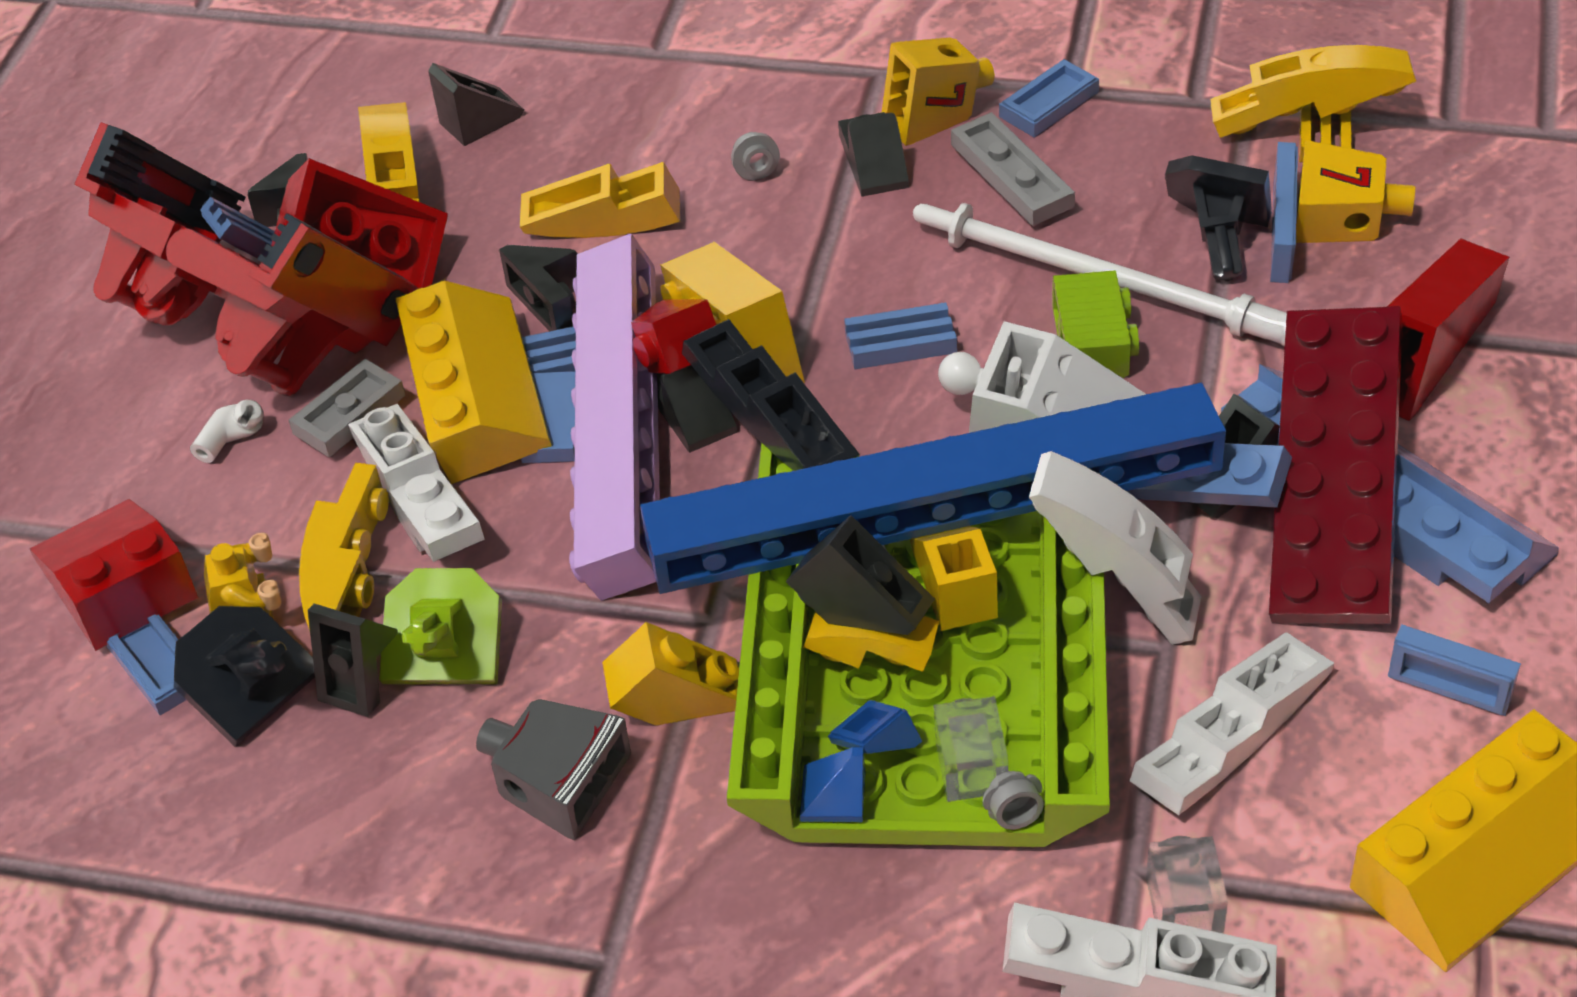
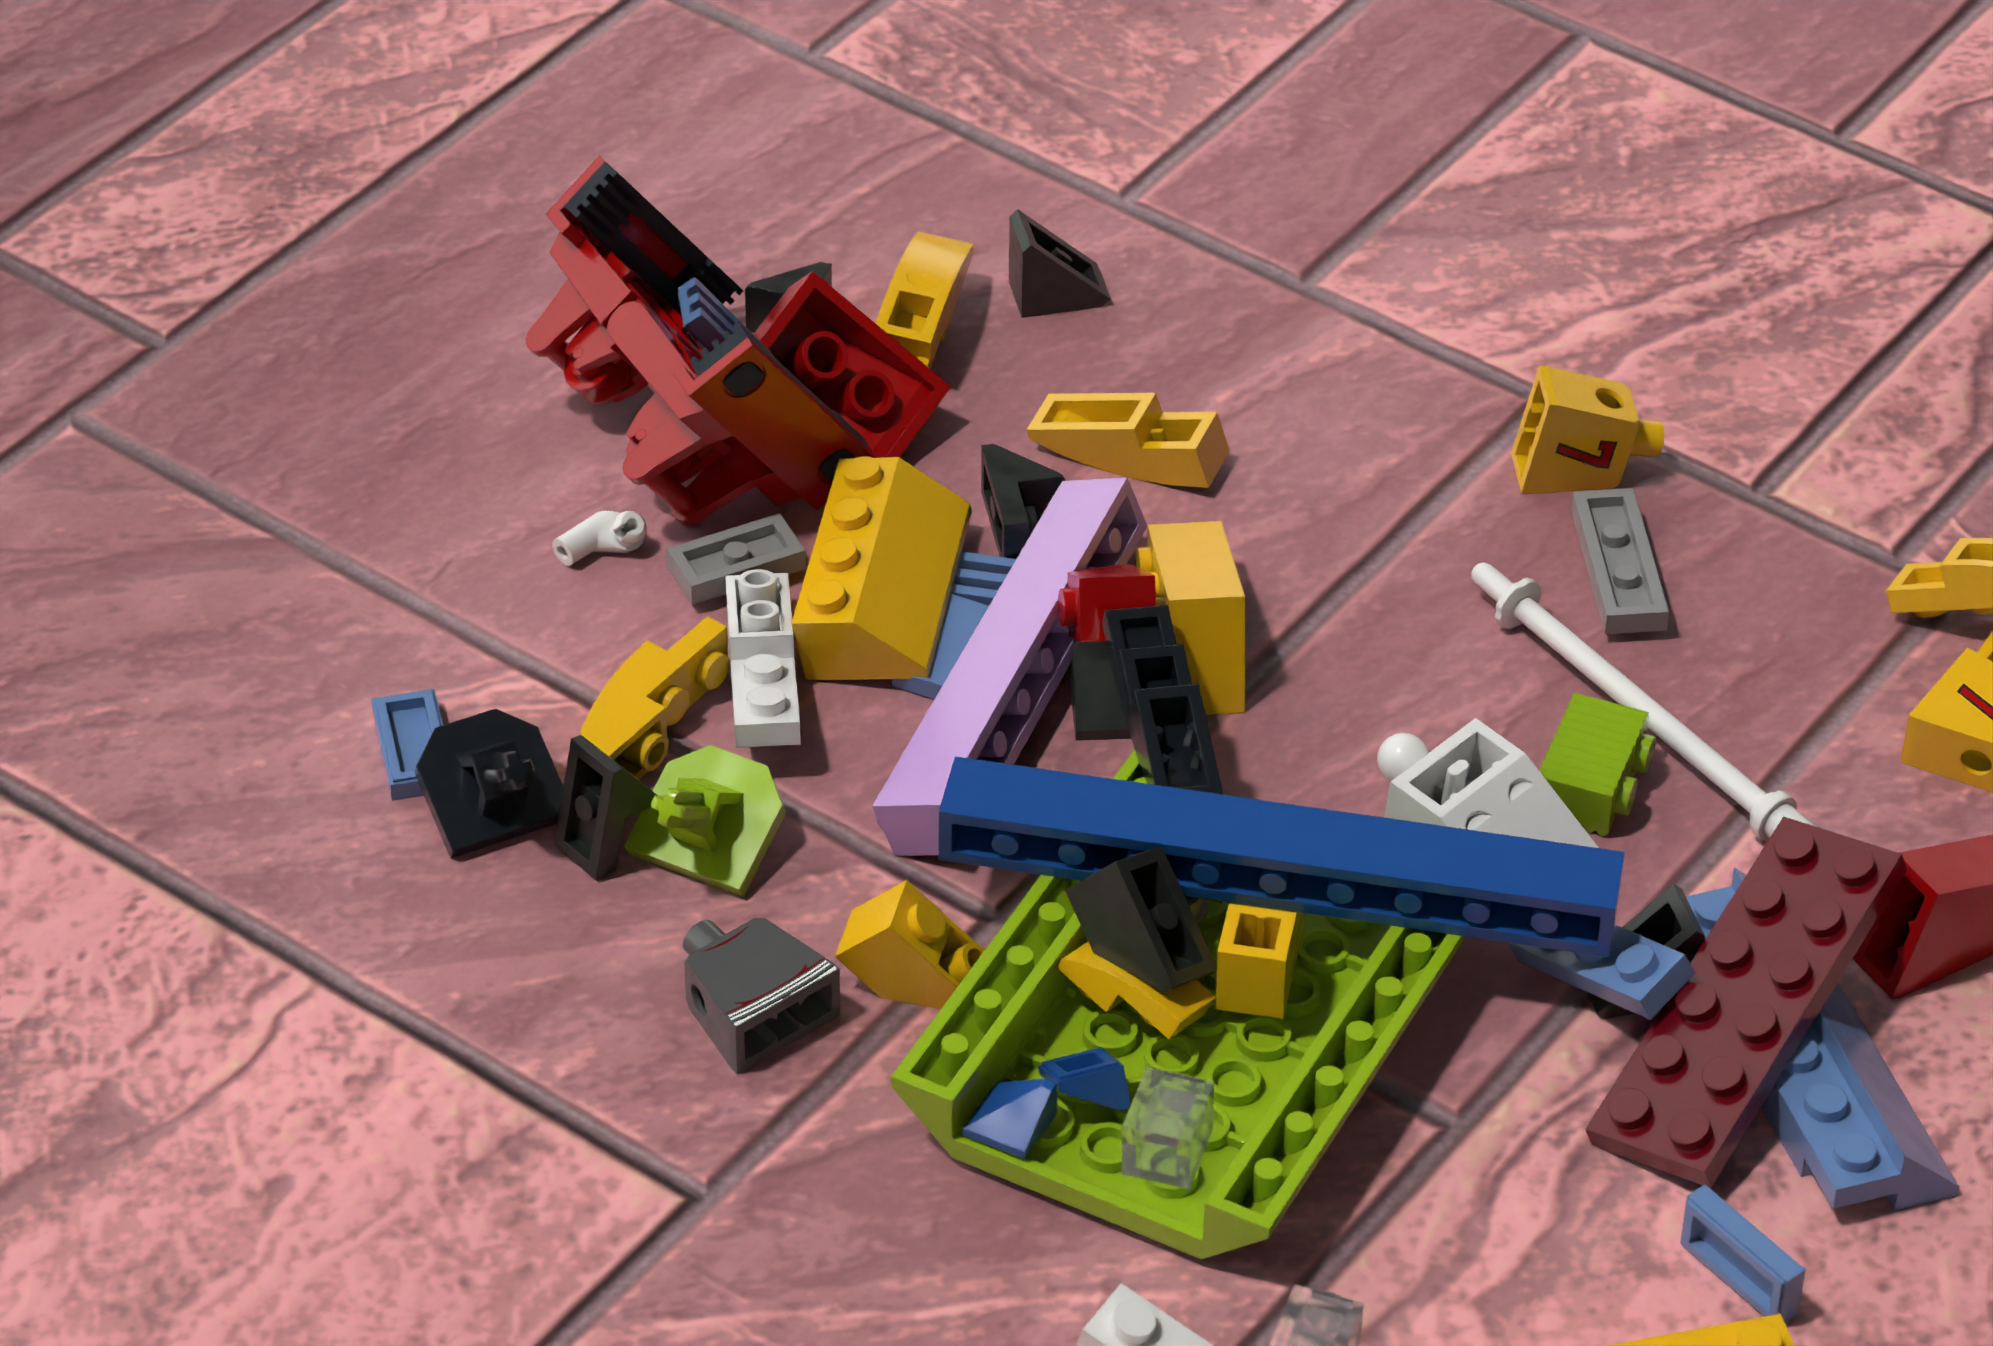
camera: 20 degrees right, 5 degrees down
(115, 572) = (414, 641): red slope -> none
(232, 576) = (527, 689): yellow piece -> none
(748, 146) = (1336, 428): light grey plate -> none
(874, 152) = (1473, 488): pearl dark grey slope -> none
(900, 335) = (1377, 699): medium blue tile -> none
(1014, 799) = (1179, 1204): light grey plate -> none
(1049, 98) = (1721, 496): medium blue tile -> none
(1119, 534) = (1442, 974): white slope -> none
(1223, 199) = (1822, 684): black piece -> none
(1232, 723) = (1490, 1214): white slope -> none
(1284, 212) = (1883, 736): medium blue tile -> none

